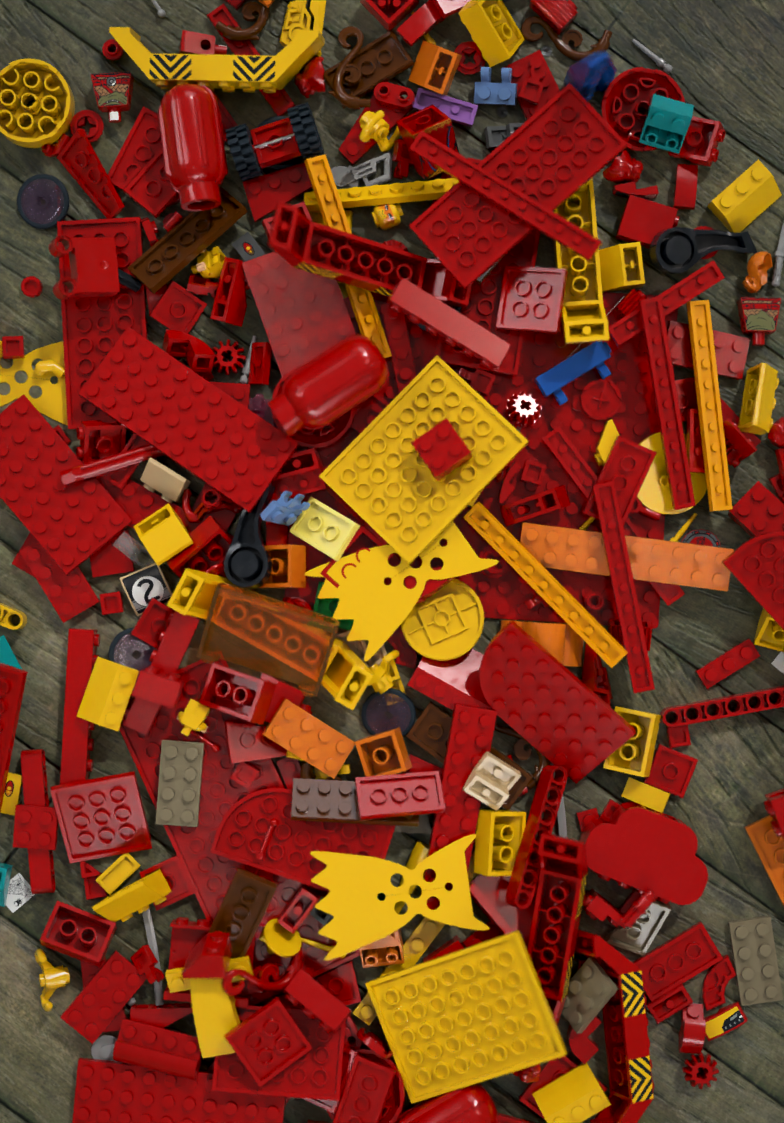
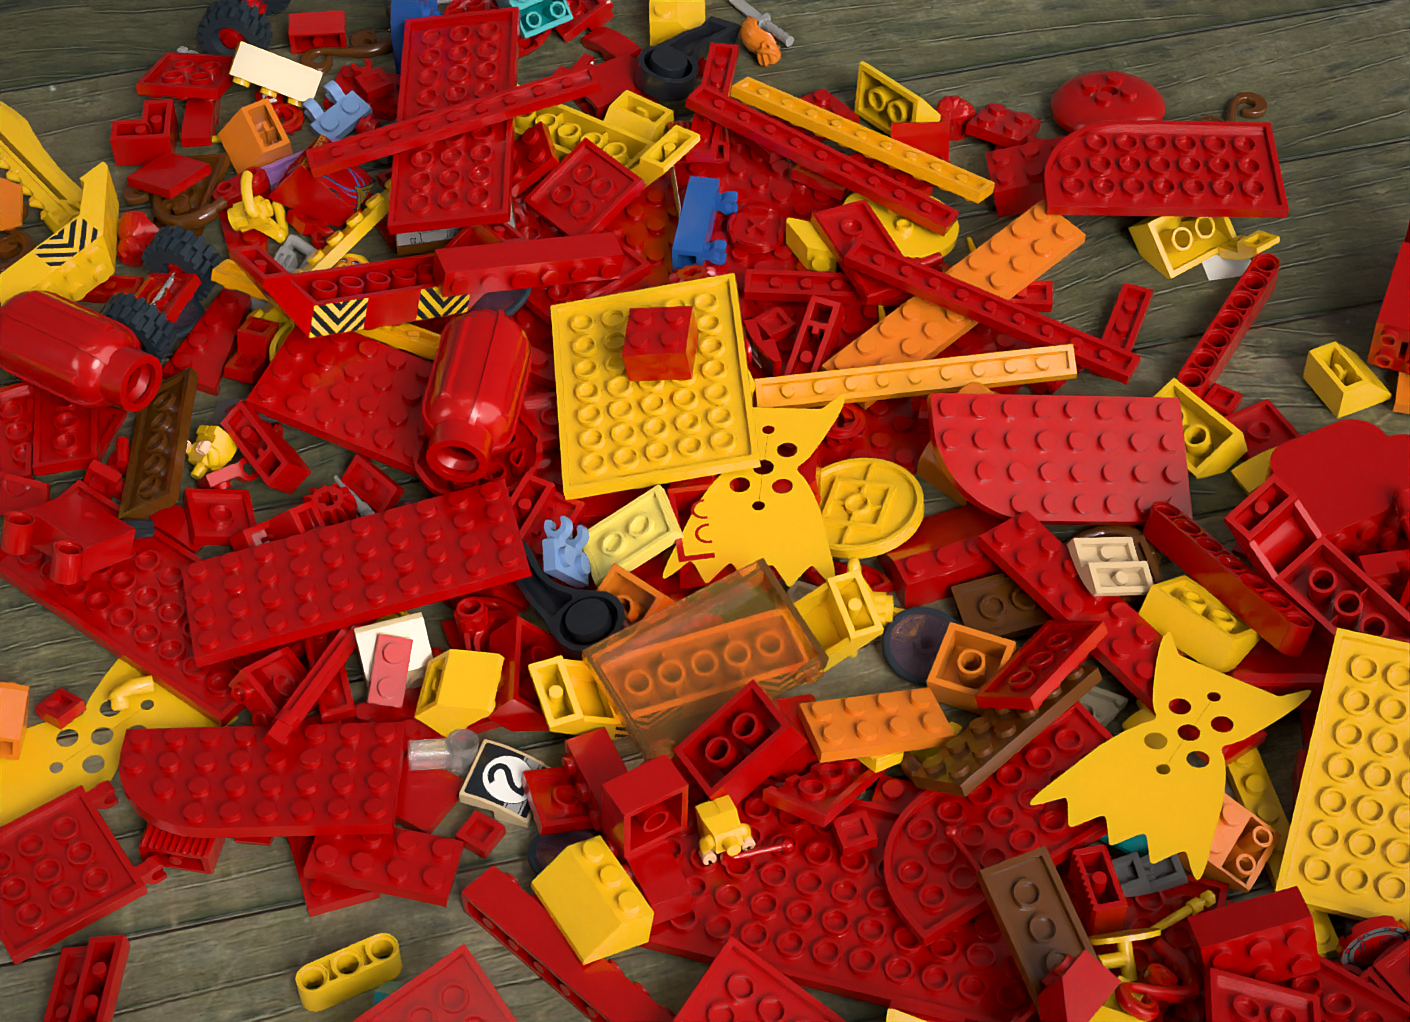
camera: 45 degrees left, 40 degrees down
(31, 287) = (18, 645): red tile -> none
(149, 490) = (389, 671): none -> plate
(180, 783) = (795, 919): dark tan plate -> none
(368, 48) = (169, 175): none -> red tile
(502, 114) = (368, 123): none -> red plate
(534, 247) = (532, 157): none -> red plate
(624, 169) = (538, 66): red hair -> none
(688, 650) = (1127, 317): none -> red plate
(727, 663) = (1172, 311): red plate -> none
(742, 793) = (1343, 380): none -> yellow slope
(758, 317) = (807, 67): torso -> none

